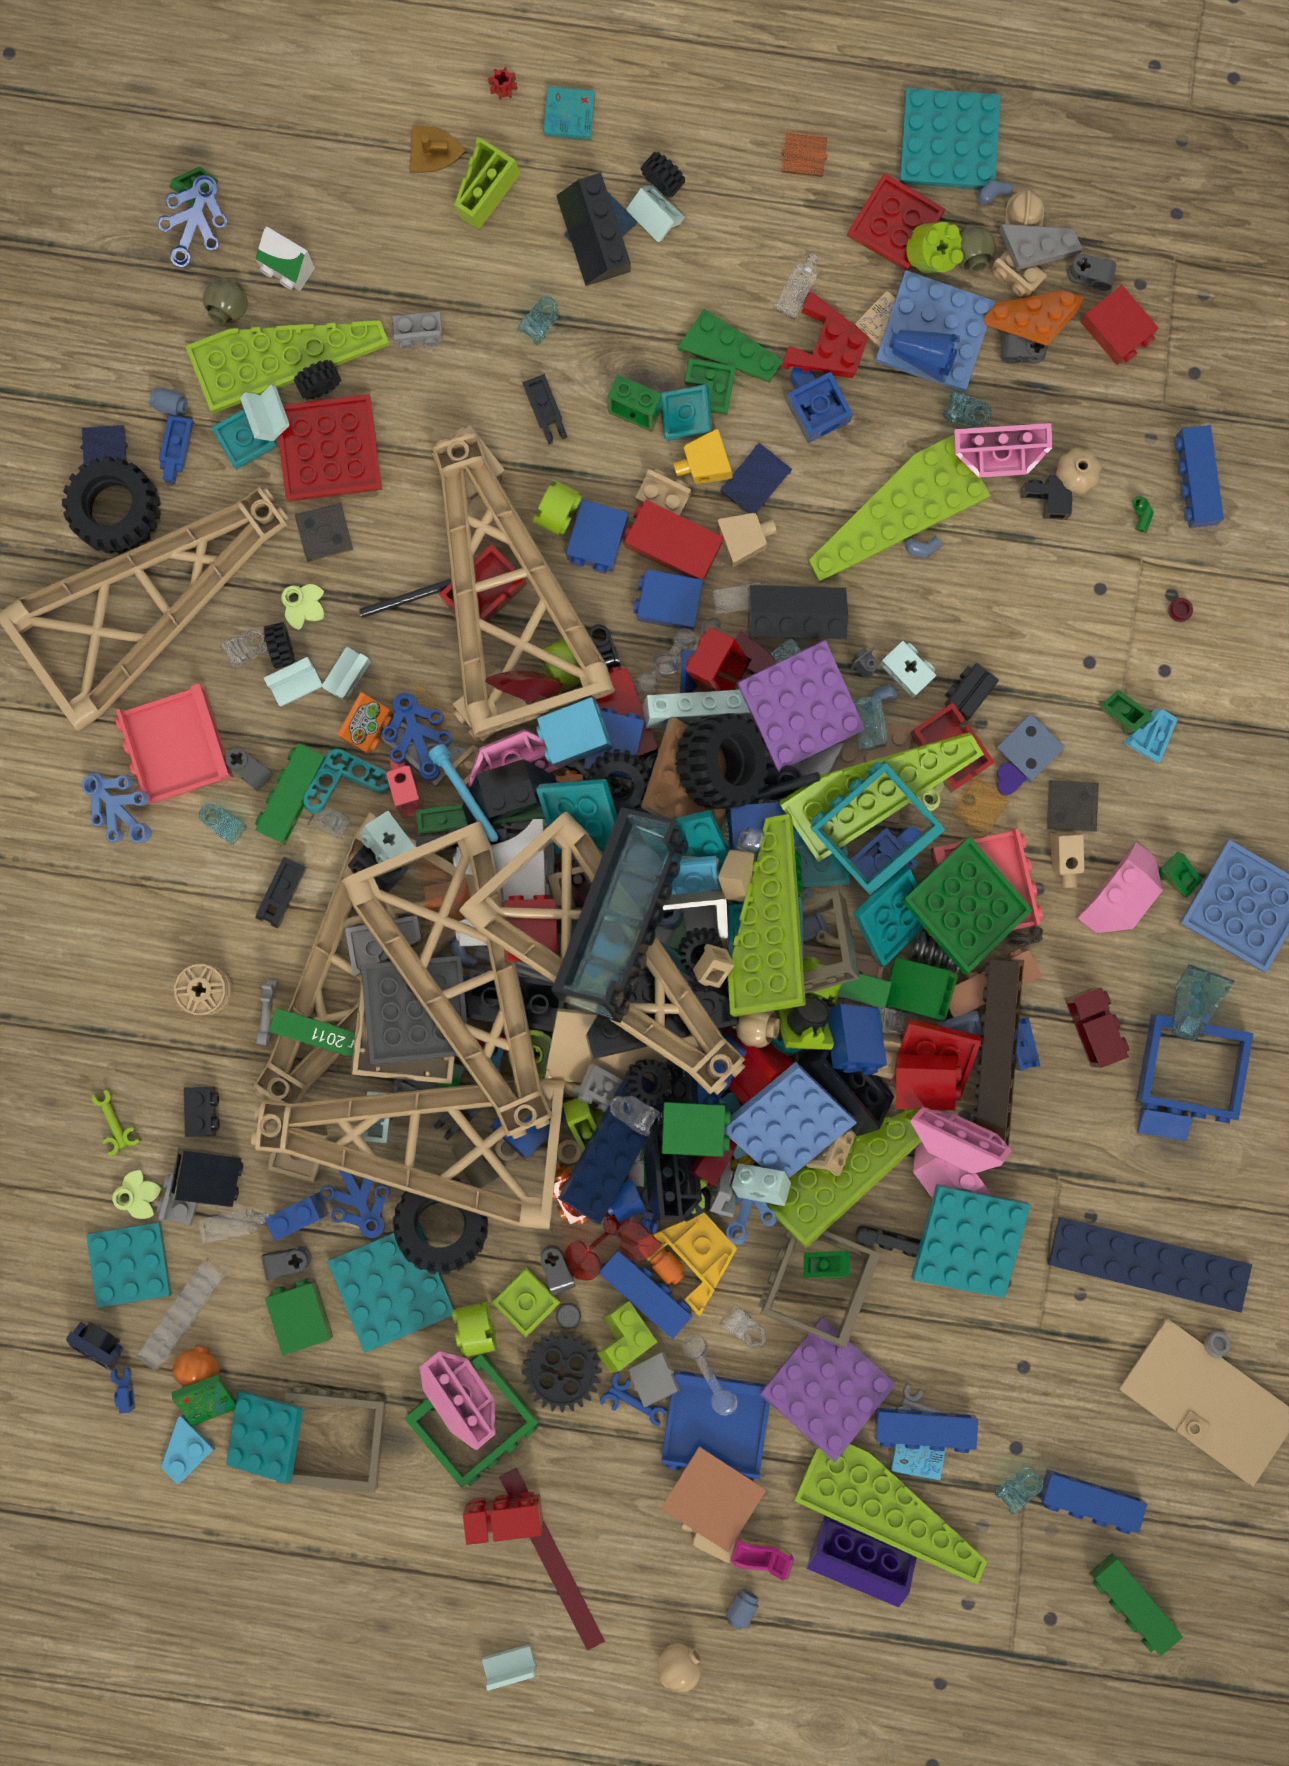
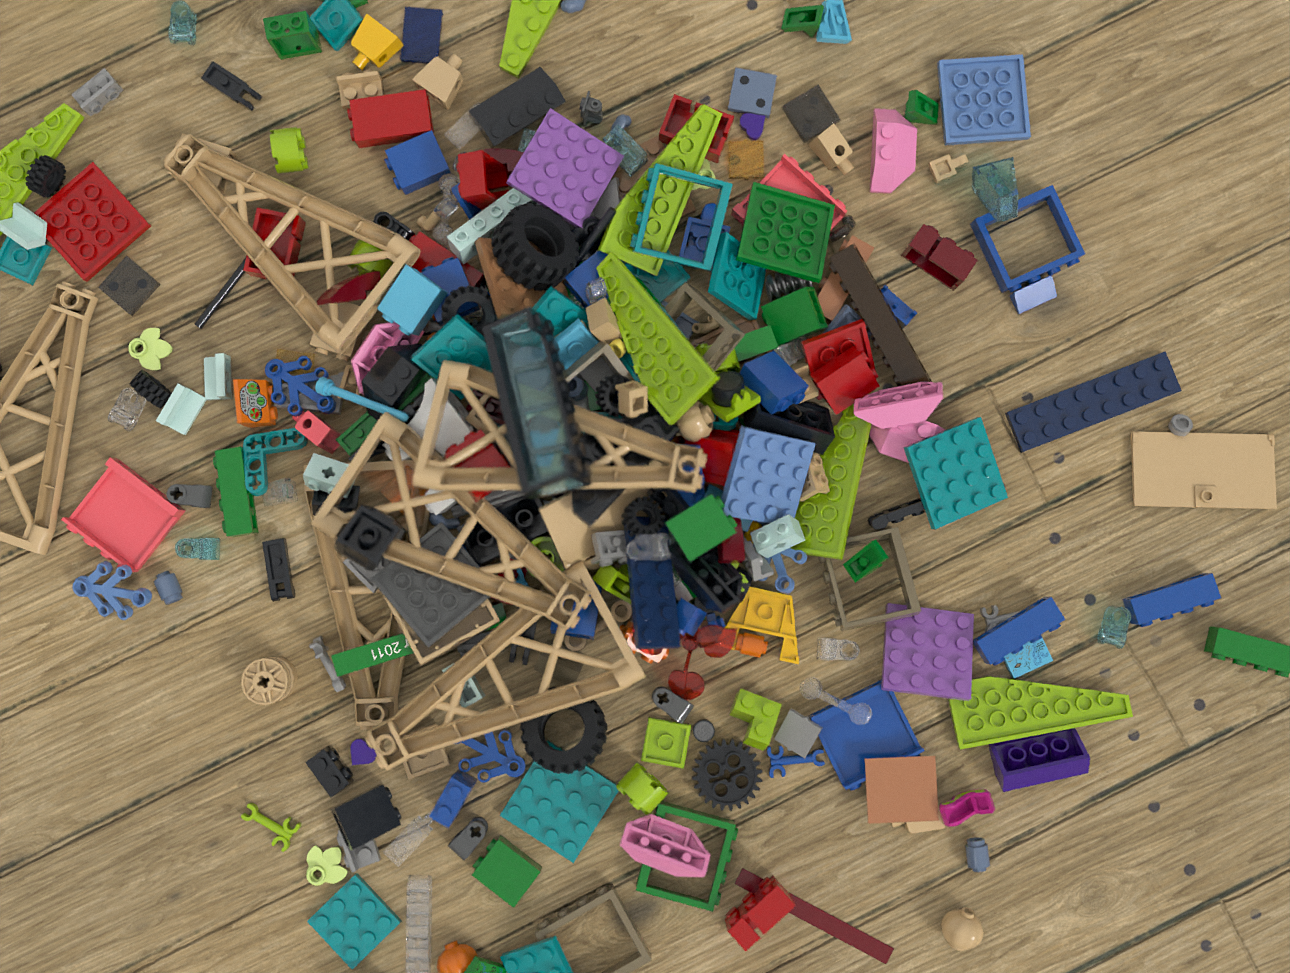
camera: 40 degrees left, 0 degrees up
(169, 839) = (168, 587): none -> sand blue brick
(241, 1115) = (361, 752): none -> dark purple tile
(385, 927) = (367, 537): none -> black slope
(597, 536) = (332, 152): blue brick -> none
(640, 665) = (428, 223): none -> tan arm
(646, 1294) = (749, 675): blue brick -> none
(734, 907) = (618, 347): none -> light yellow hinge
(912, 681) = (635, 100): light aqua brick -> none
(972, 690) = (682, 77): black brick -> none
(1163, 945) = (945, 168): none -> tan plate

